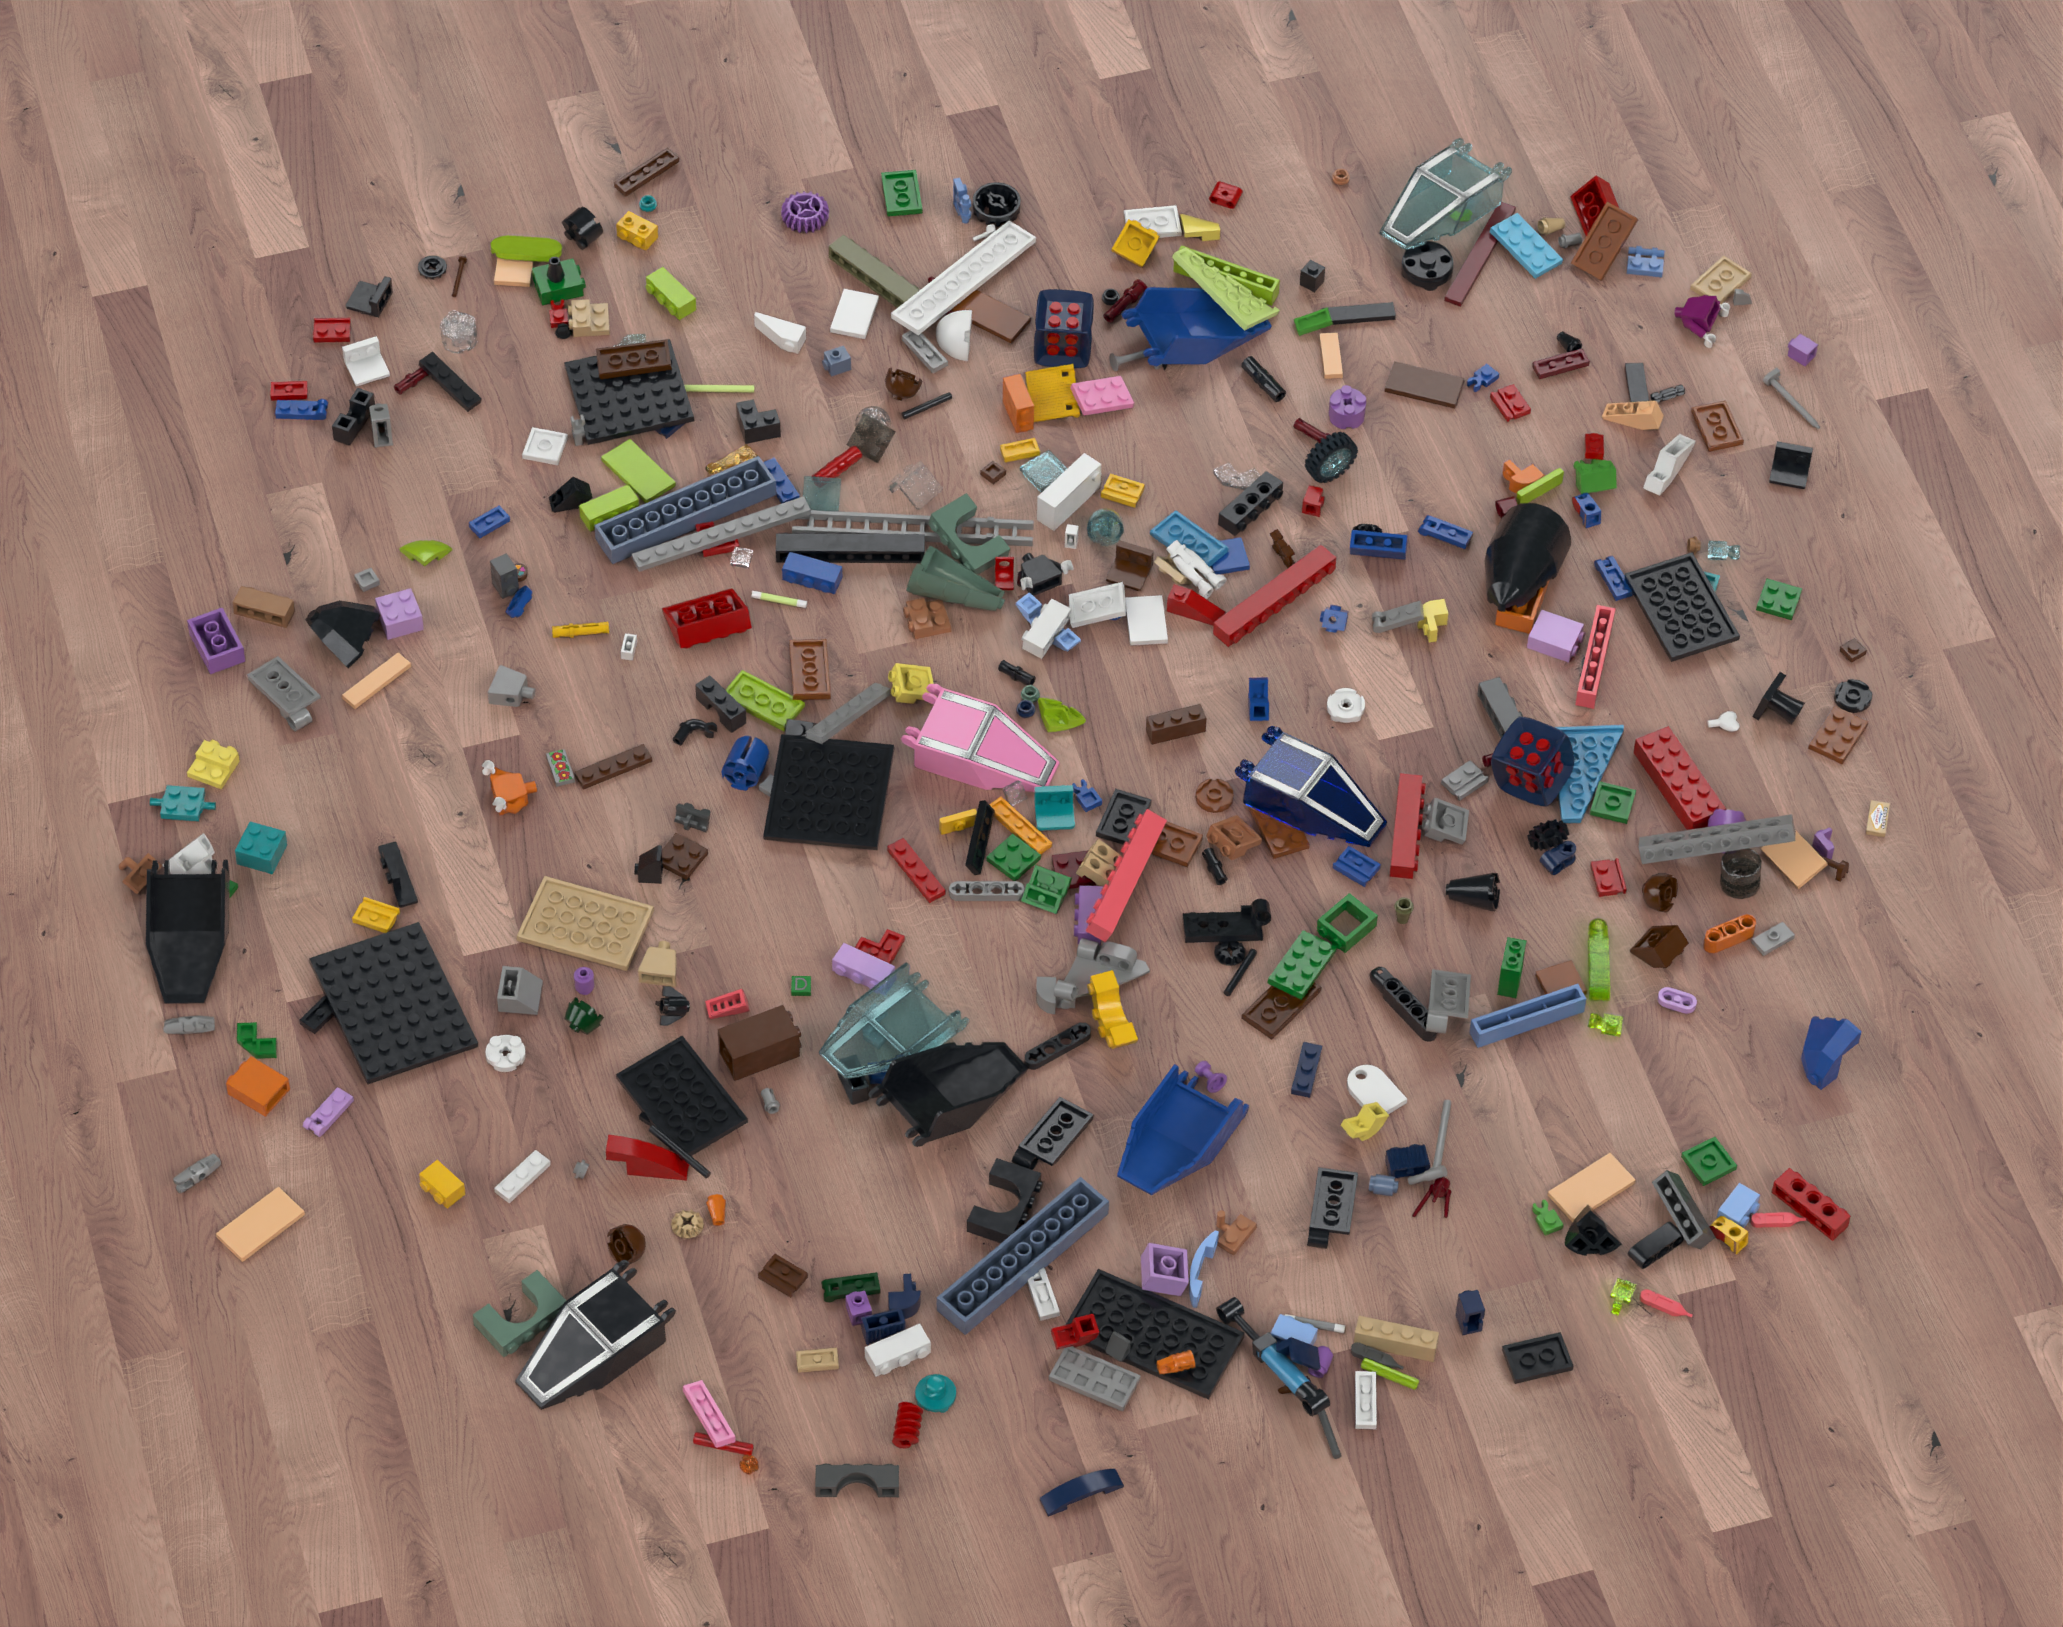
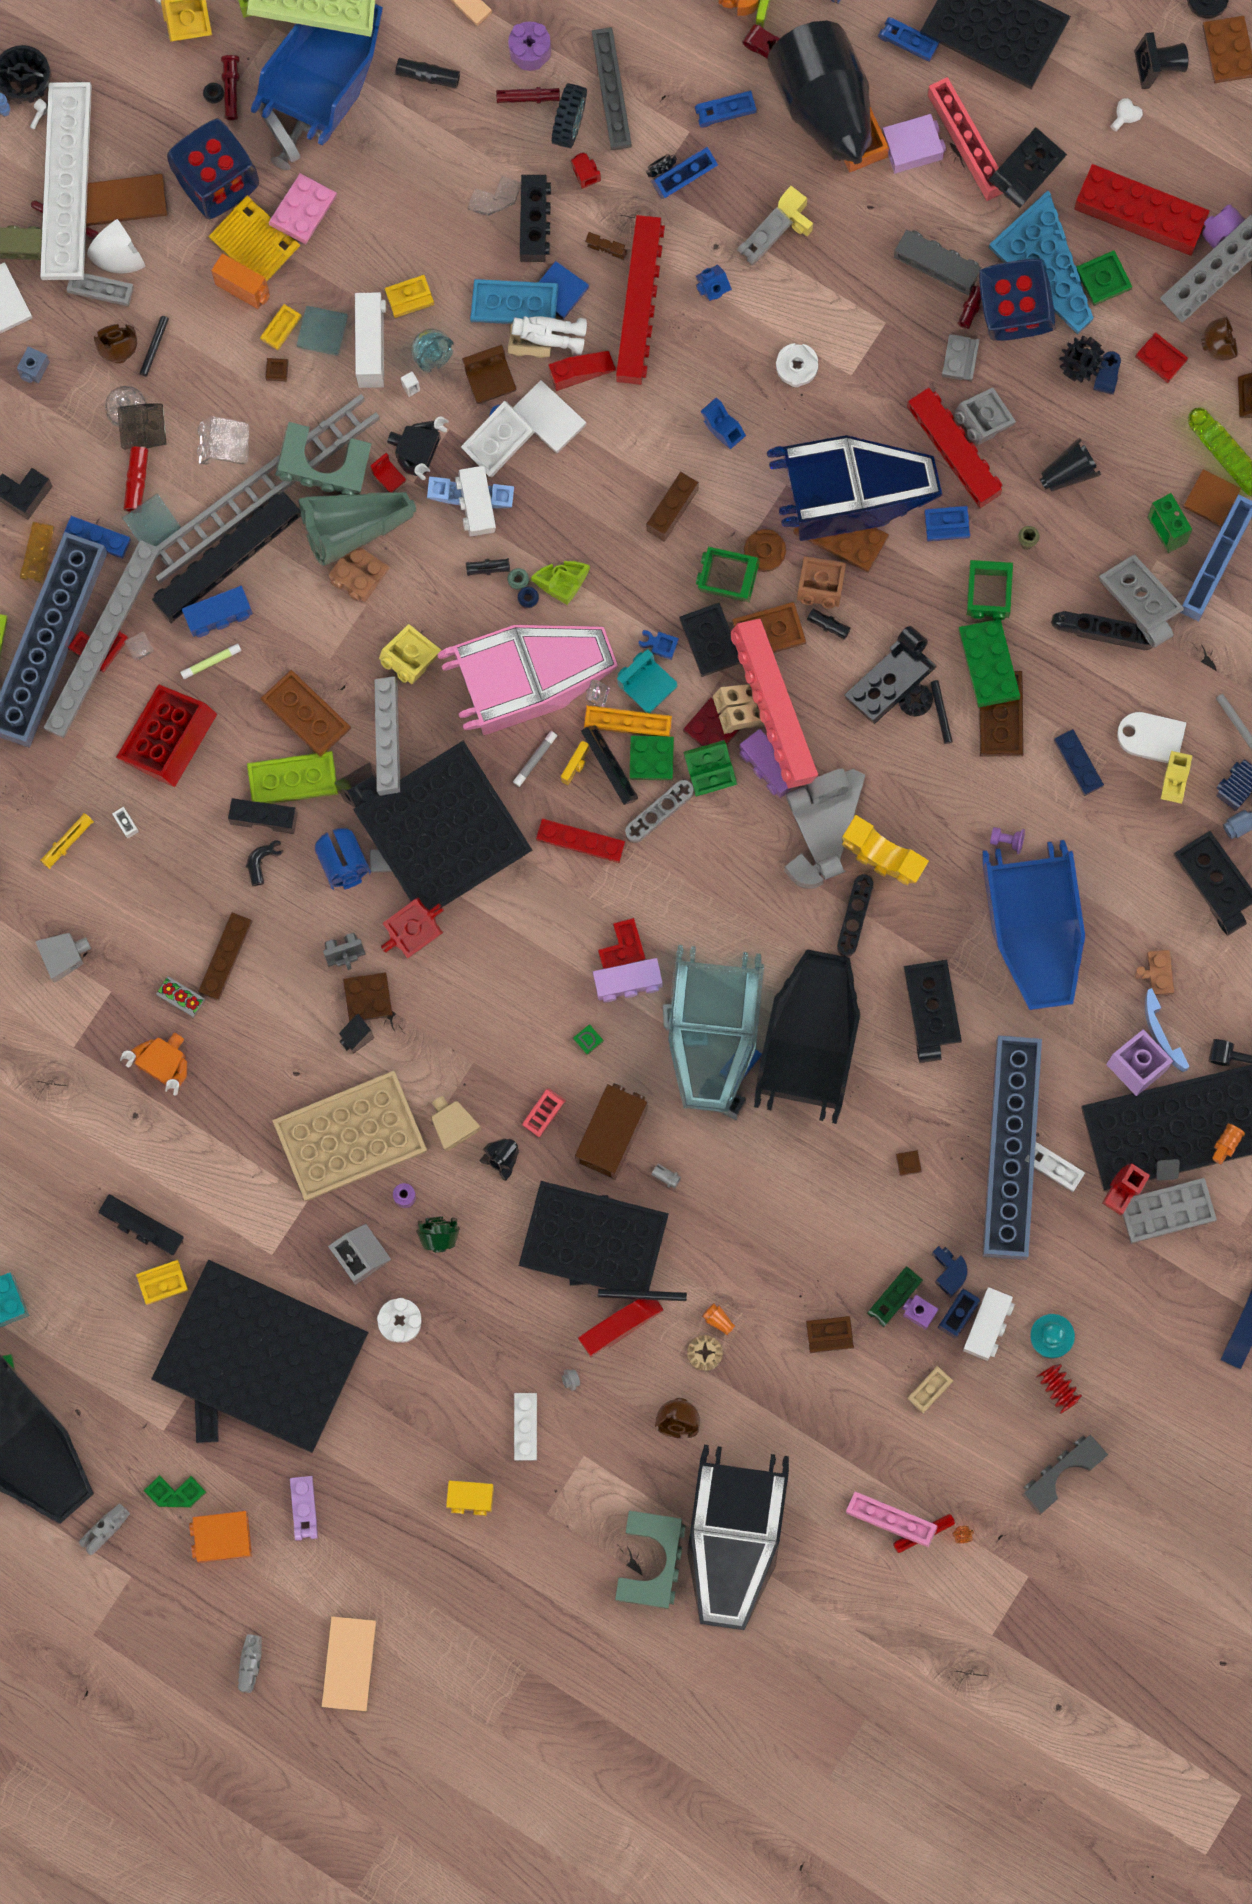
camera: 35 degrees left, 25 degrees up
(751, 834) = (412, 928): none -> red plate
(934, 802) = (535, 758): none -> light grey bar
(943, 1217) = (908, 1163): none -> reddish brown plate
(1023, 1184) = (952, 1076): black arch -> none
(1129, 344) = (281, 135): none -> light grey beam
(1182, 799) = (749, 578): none -> green window
(1378, 469) = (611, 88): none -> dark grey plate
(1603, 699) = (1016, 180): none -> black hinge

